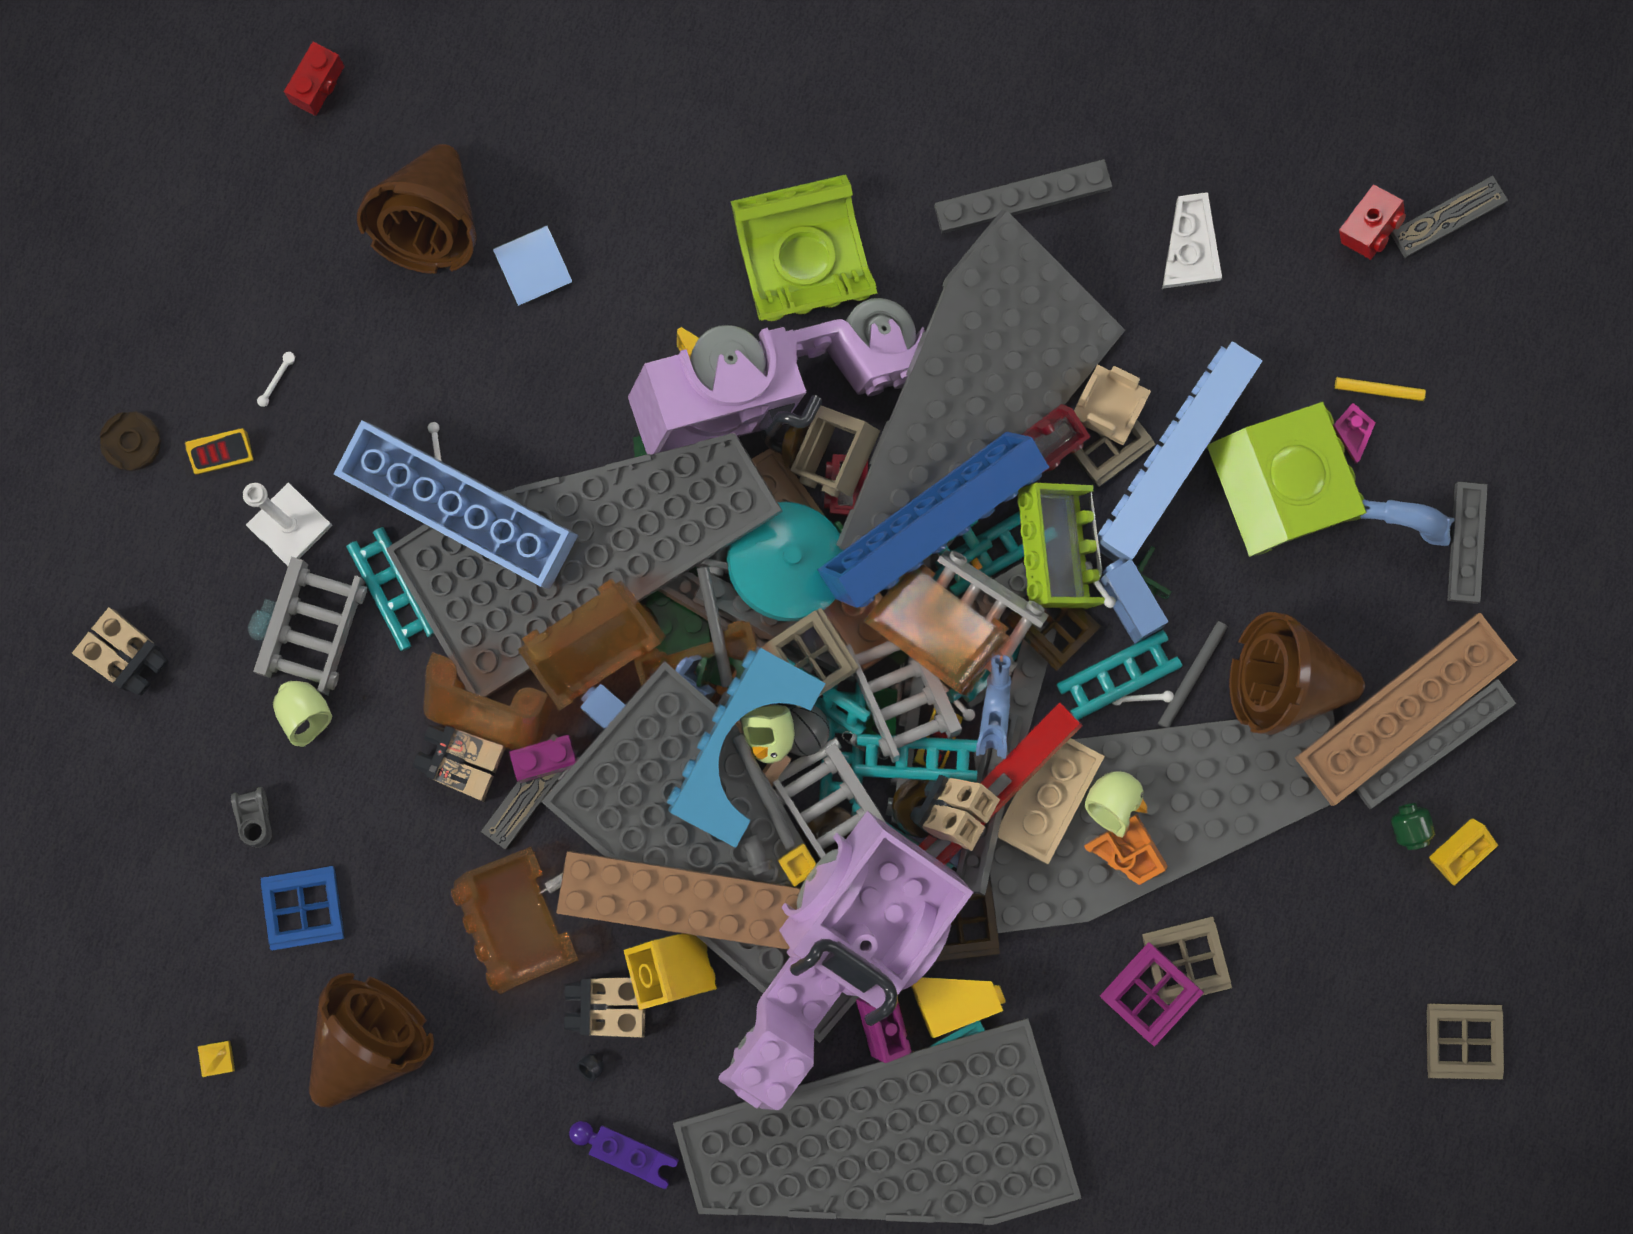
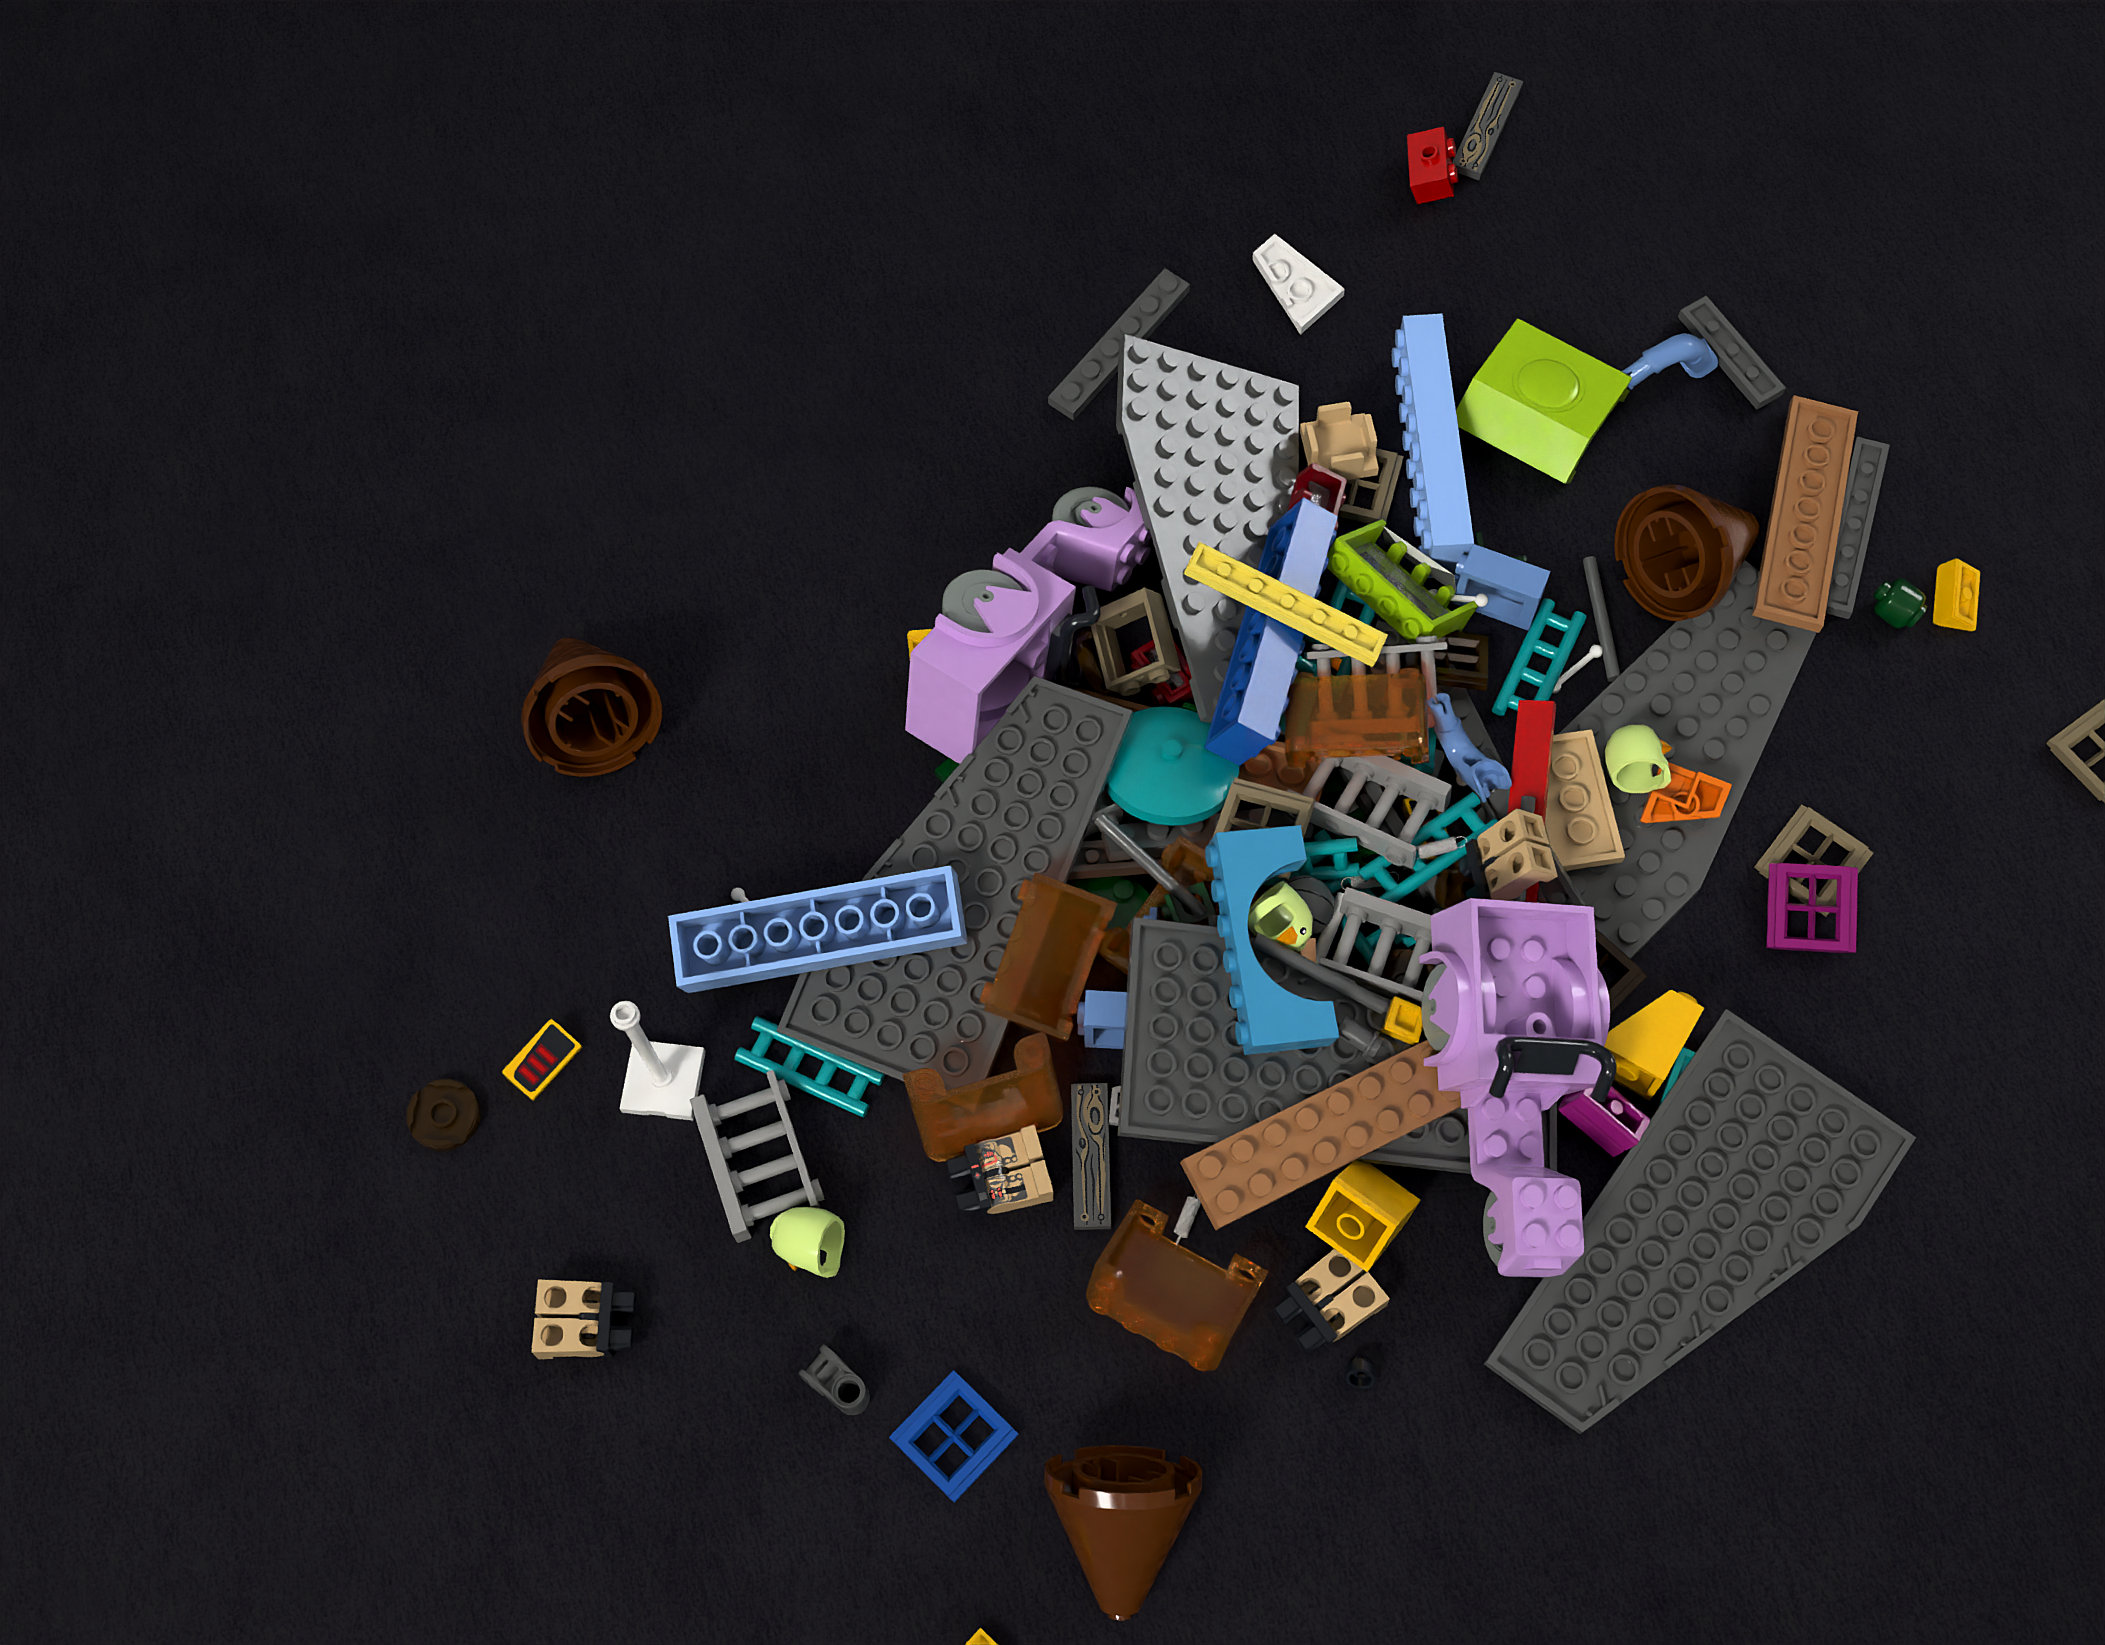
camera: 30 degrees left, 15 degrees down
(260, 620) = (703, 1186): clear light blue cylinder -> none
(288, 359) = (548, 931): white hinge -> none
(314, 78) = (392, 668): red brick -> none
(532, 265) = (723, 689): light blue slope -> none
(543, 759) = (1084, 1107): magenta brick -> none
(623, 1152) = (1461, 1430): dark purple plate -> none
(802, 248) = (960, 505): lime panel -> none
(920, 762) = (1437, 847): none -> white piece
(946, 513) = (1285, 604): none -> light yellow tile
(1354, 431) = (1561, 327): dark pink piece -> none
(1380, 389) = (1550, 288): yellow bar -> none

